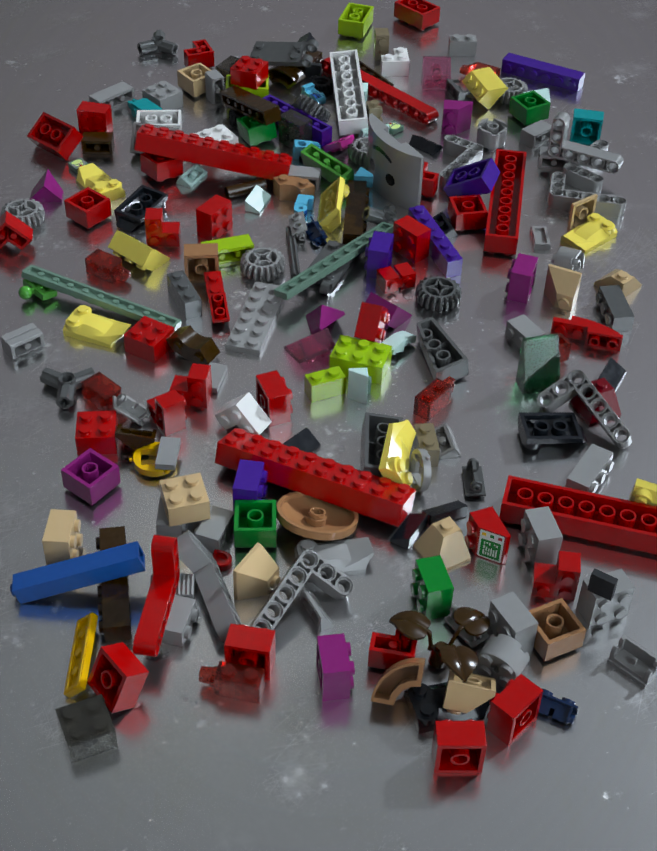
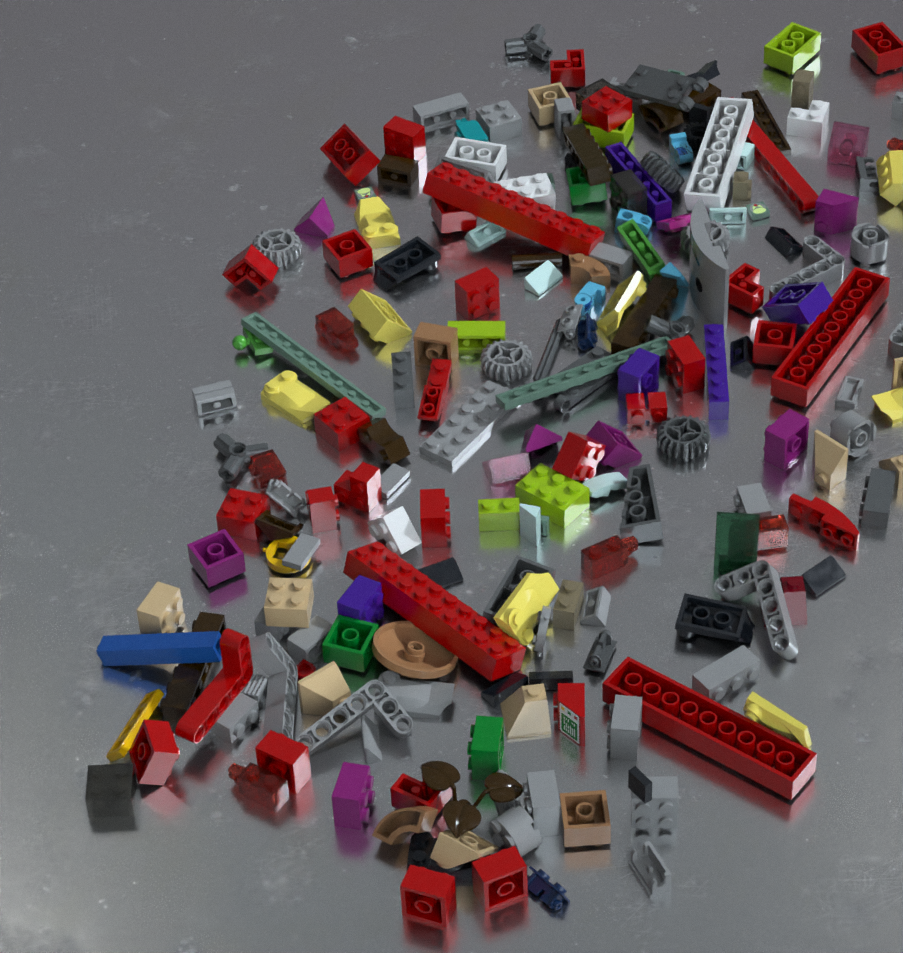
camera: 25 degrees right, 0 degrees up
(160, 232) = (412, 299): red brick -> none
(559, 579) = (612, 769): red brick -> none

